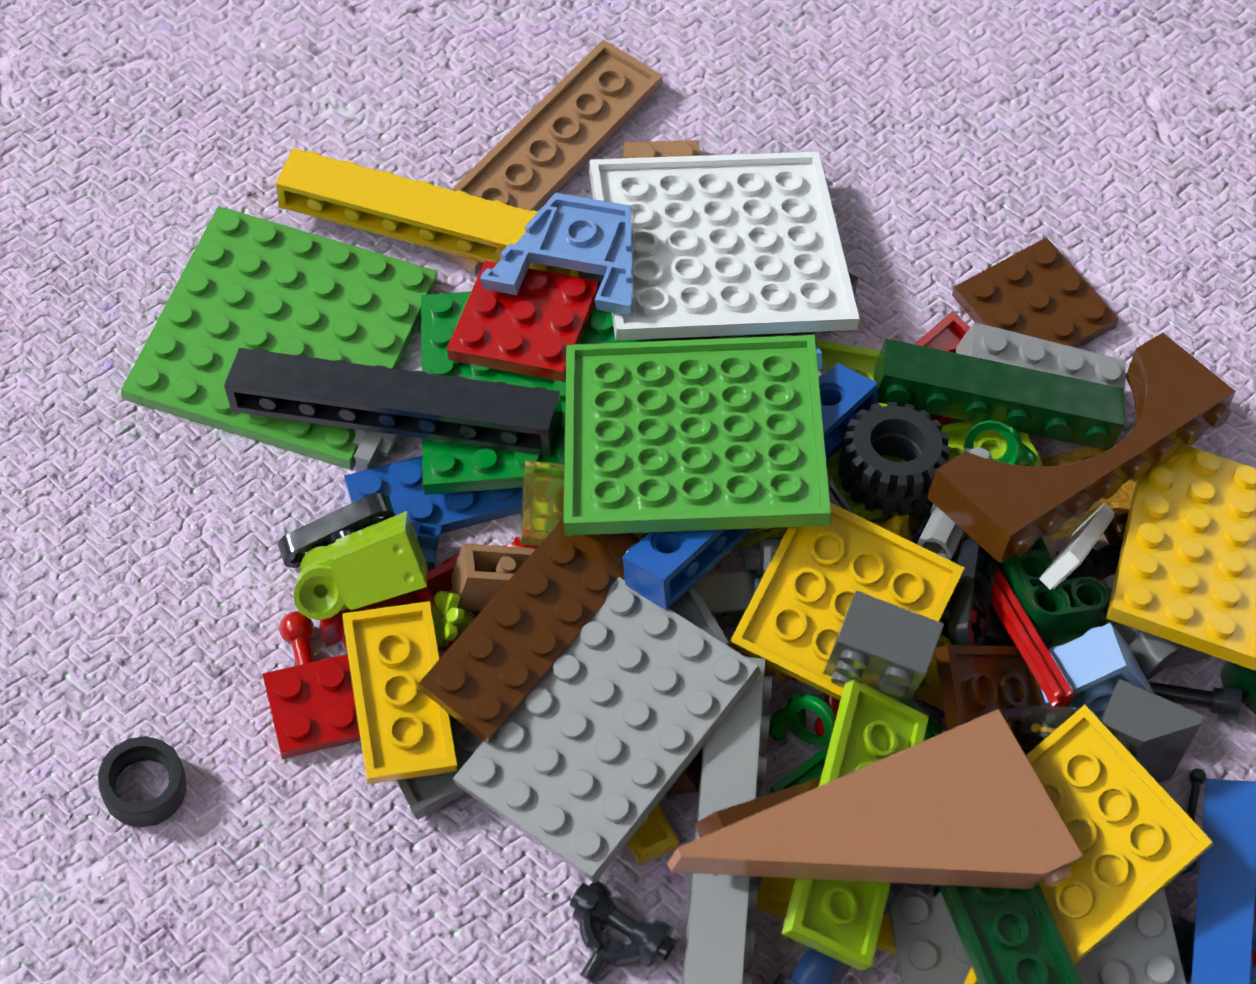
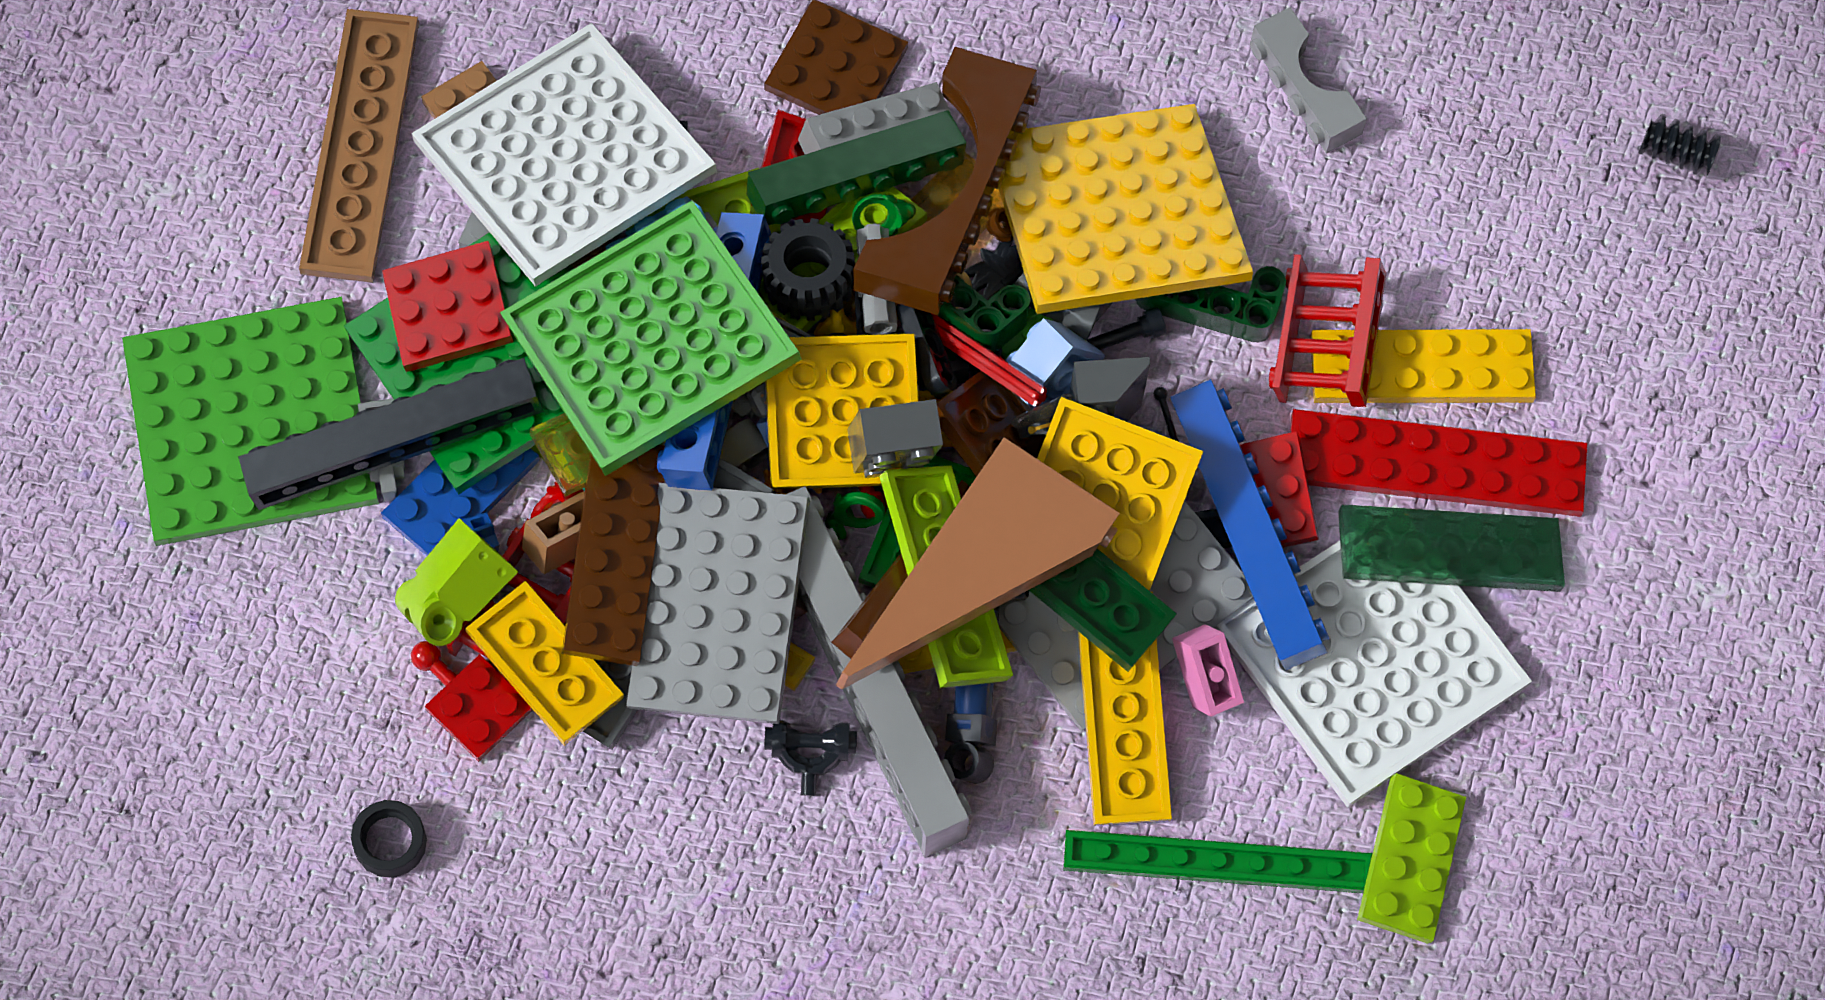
camera: 30 degrees left, 10 degrees up
(333, 526) = (407, 561): black beam -> none
(402, 208) = (313, 253): yellow brick -> none
(448, 617) = (543, 584): lime plant -> none
(579, 237) = (455, 213): medium blue wing -> none
(1077, 547) = (985, 267): white tile -> none

